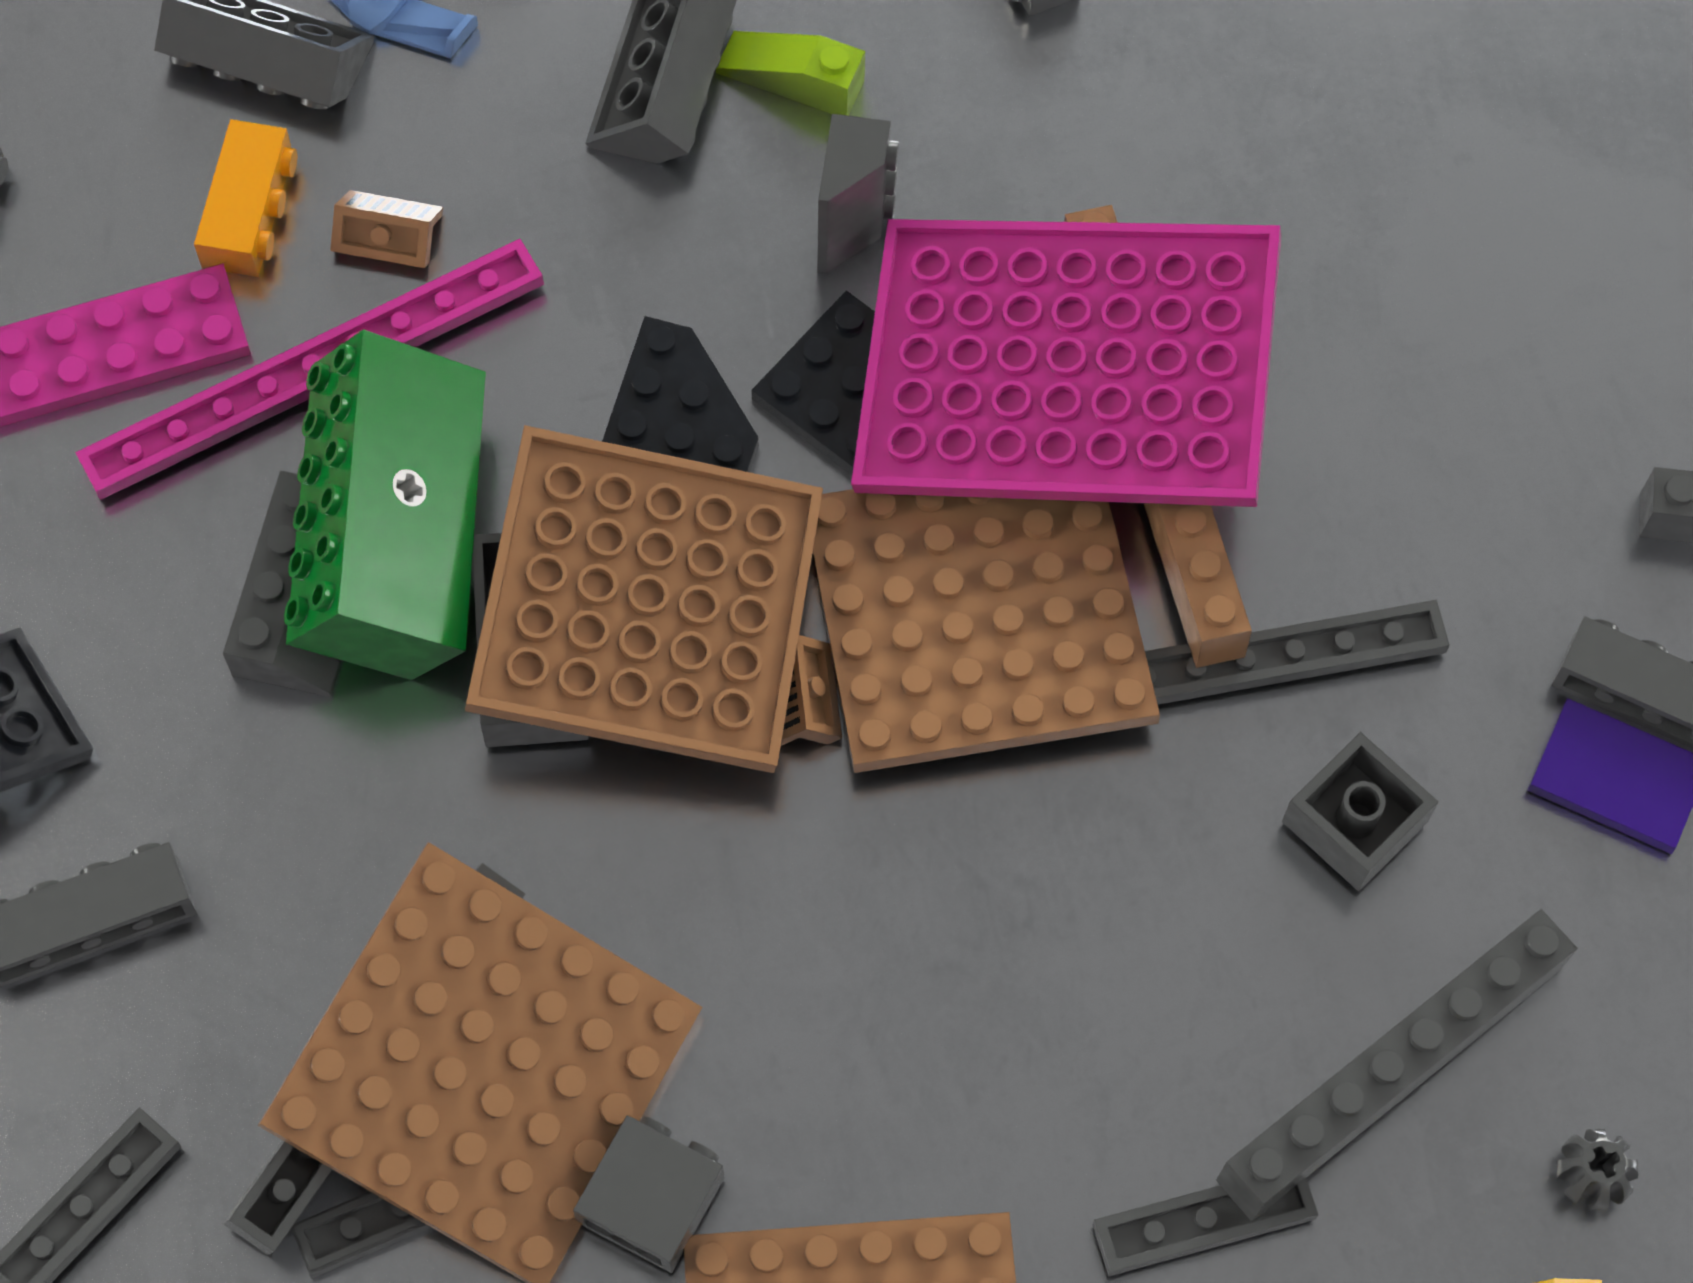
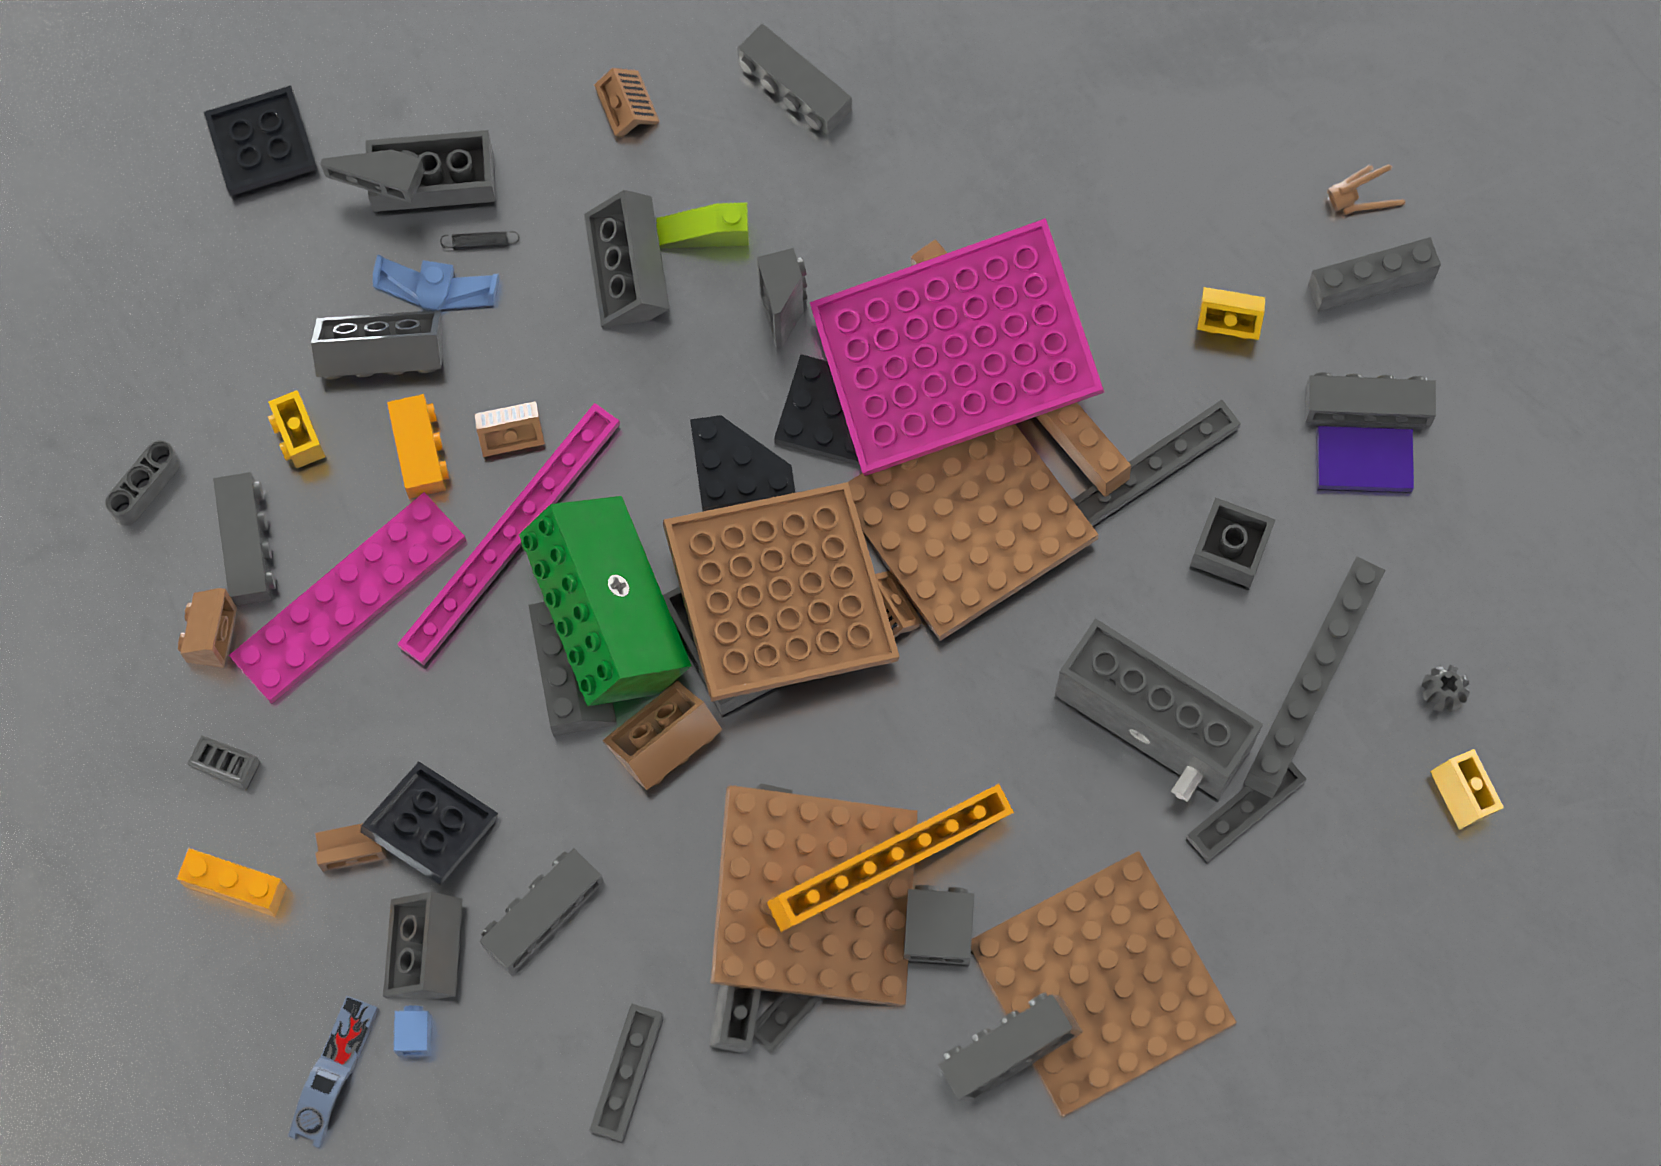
camera: 20 degrees left, 5 degrees up
(89, 107) = (296, 429): none -> yellow brick
(383, 739) = (663, 735): none -> medium nougat slope
(616, 1053) = (889, 857): none -> light orange brick
(1129, 1009) = (1157, 710): none -> dark grey piece
(1503, 482) = (1231, 313): none -> yellow brick

